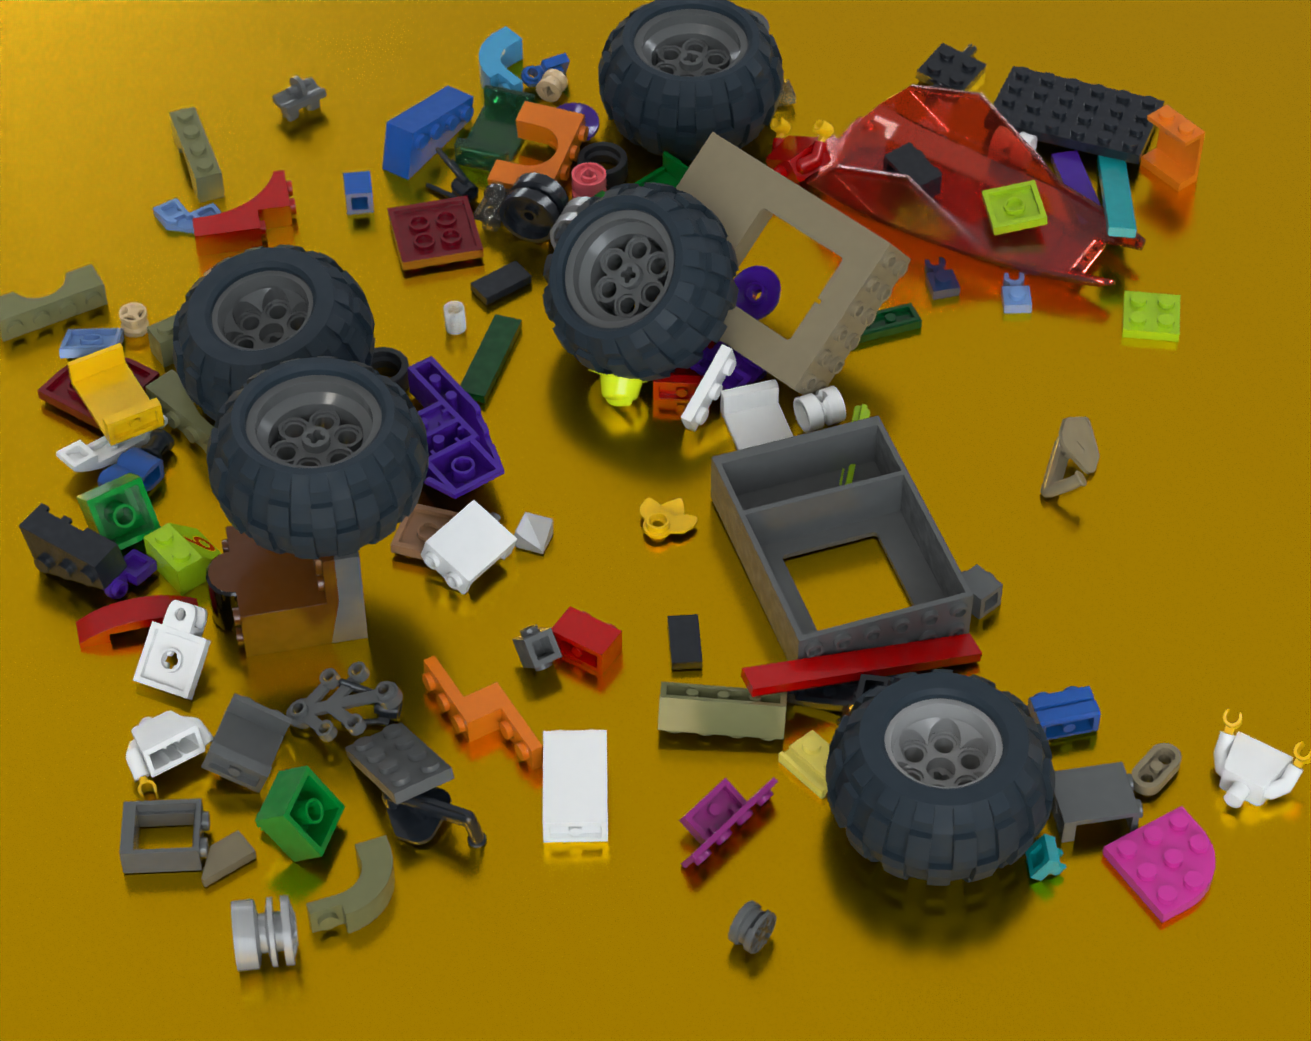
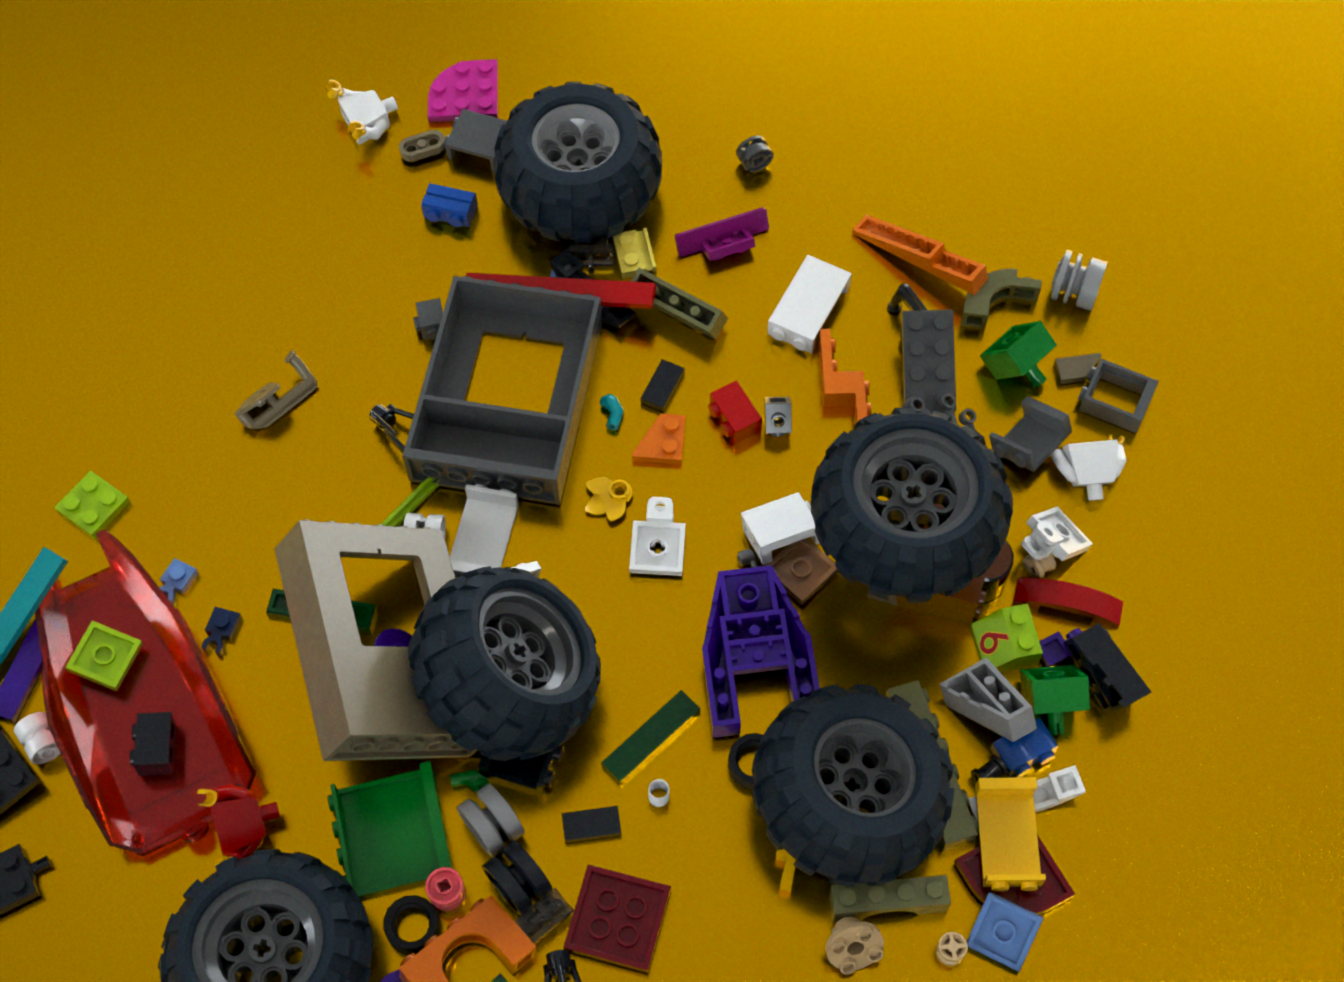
camera: 150 degrees left, 15 degrees up
(173, 478) = (989, 700): none -> light grey wedge
(475, 889) = (923, 253): none -> orange slope
(534, 532) = (719, 530): light grey slope -> none
(596, 507) = (658, 529): none -> white plate
(645, 591) = (662, 441): none -> orange wing
(719, 596) = (615, 409): none -> teal arm
(942, 483) = (385, 419): none -> black plant

